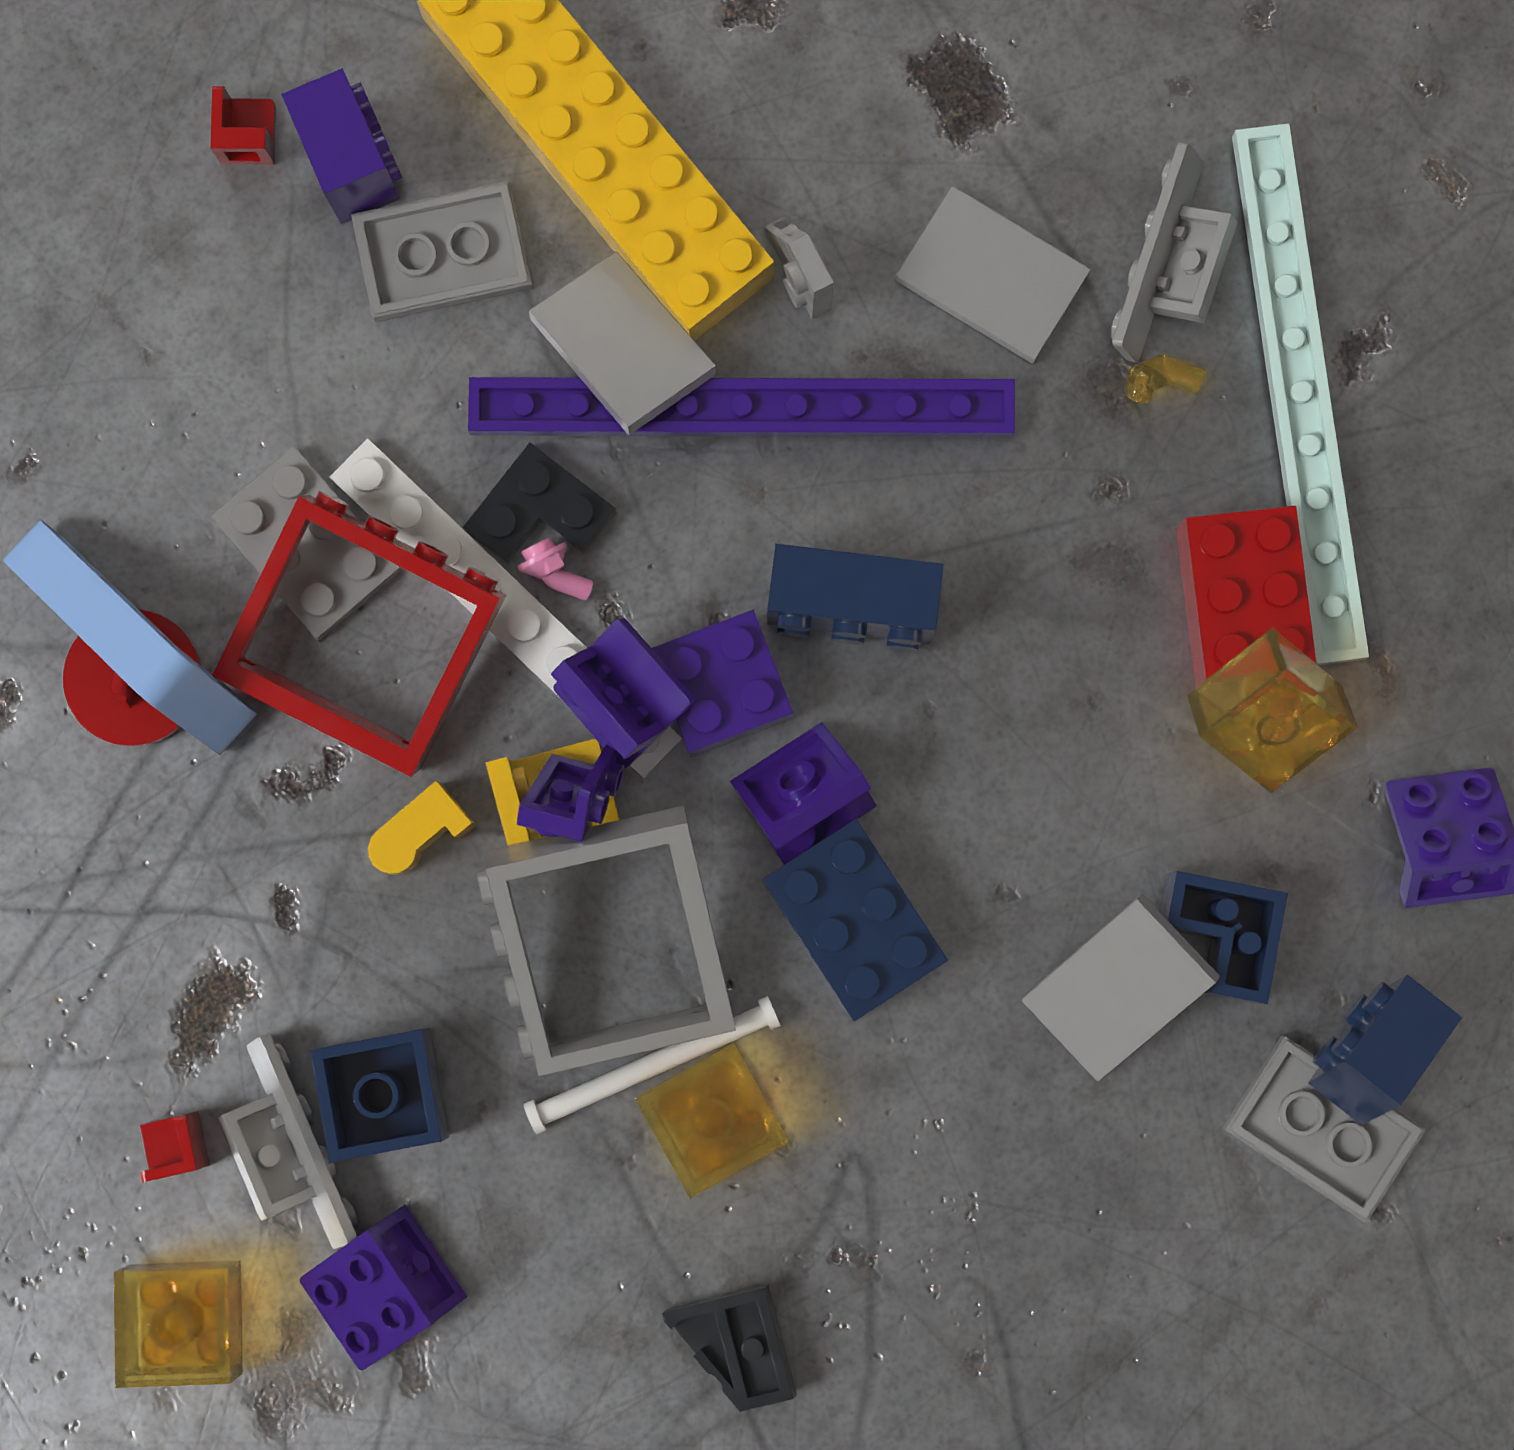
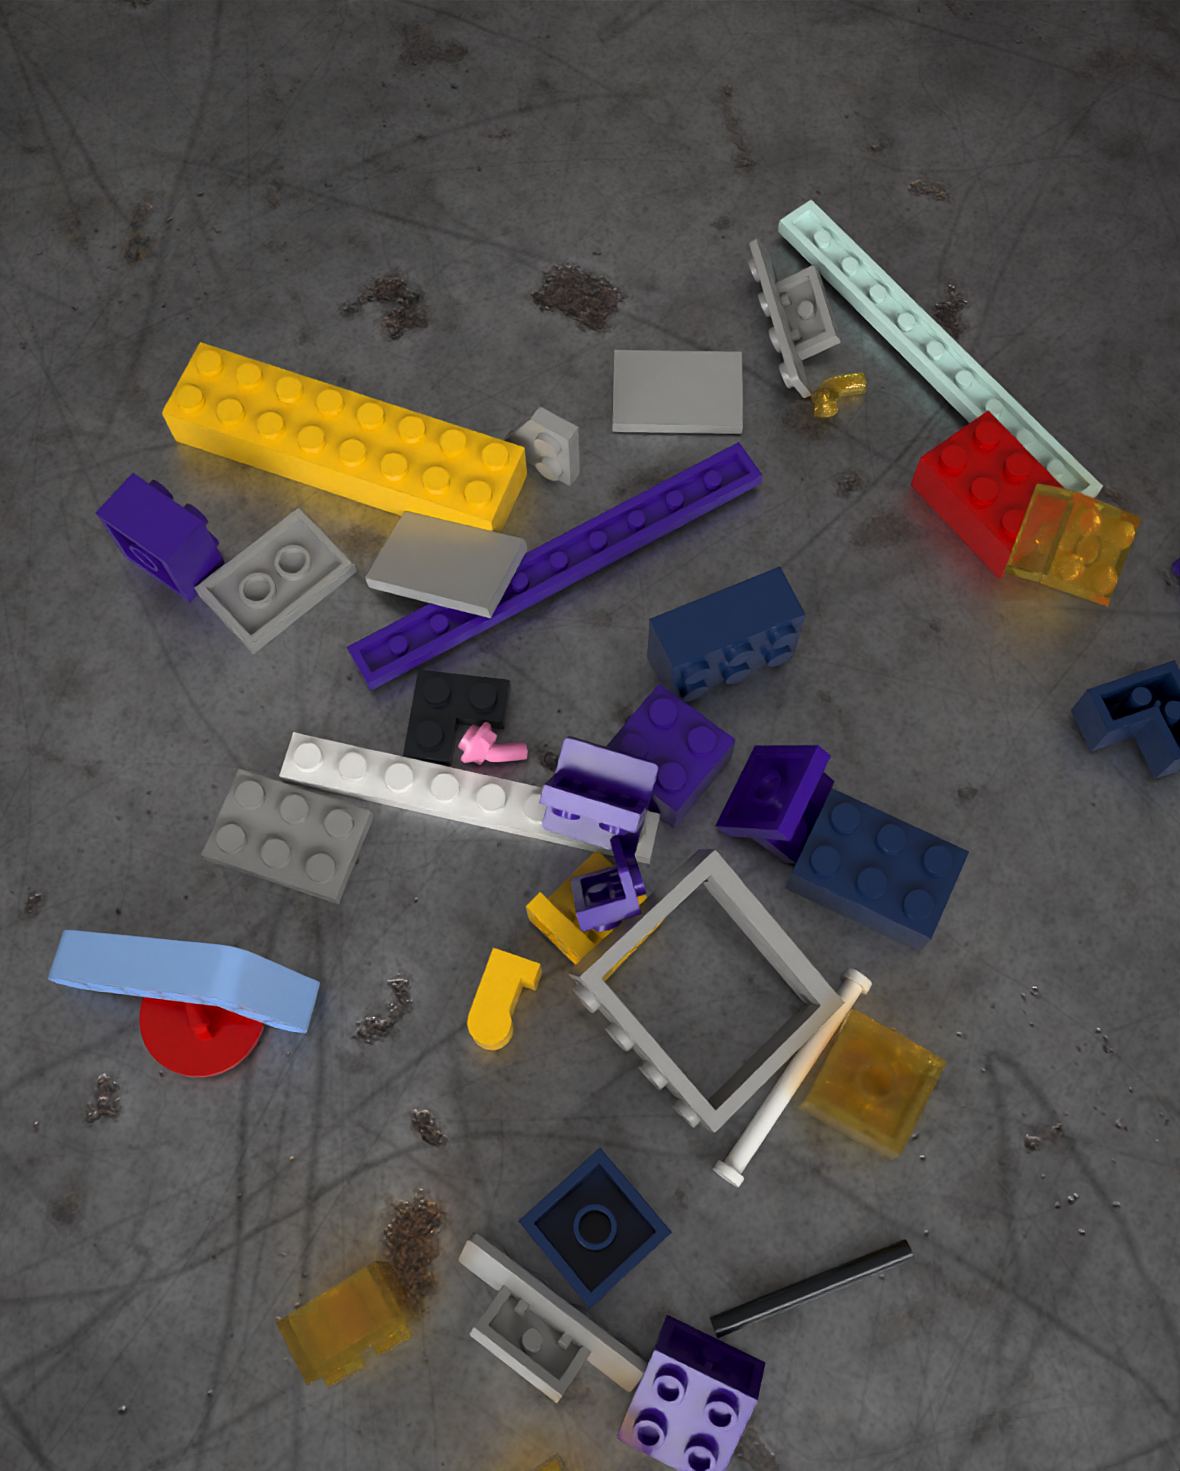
camera: 30 degrees left, 15 degrees down
(107, 1047) = (348, 1323): none -> clear yellow brick
(174, 1146) = (444, 1384): red panel -> none
(242, 129) = (80, 575): red panel -> none
(321, 712) = (345, 785): red window -> none
(548, 1260) = (811, 1288): none -> black bar
(739, 1345) = (1008, 1263): black wing -> none
(1120, 987) = (1103, 801): light grey tile -> none

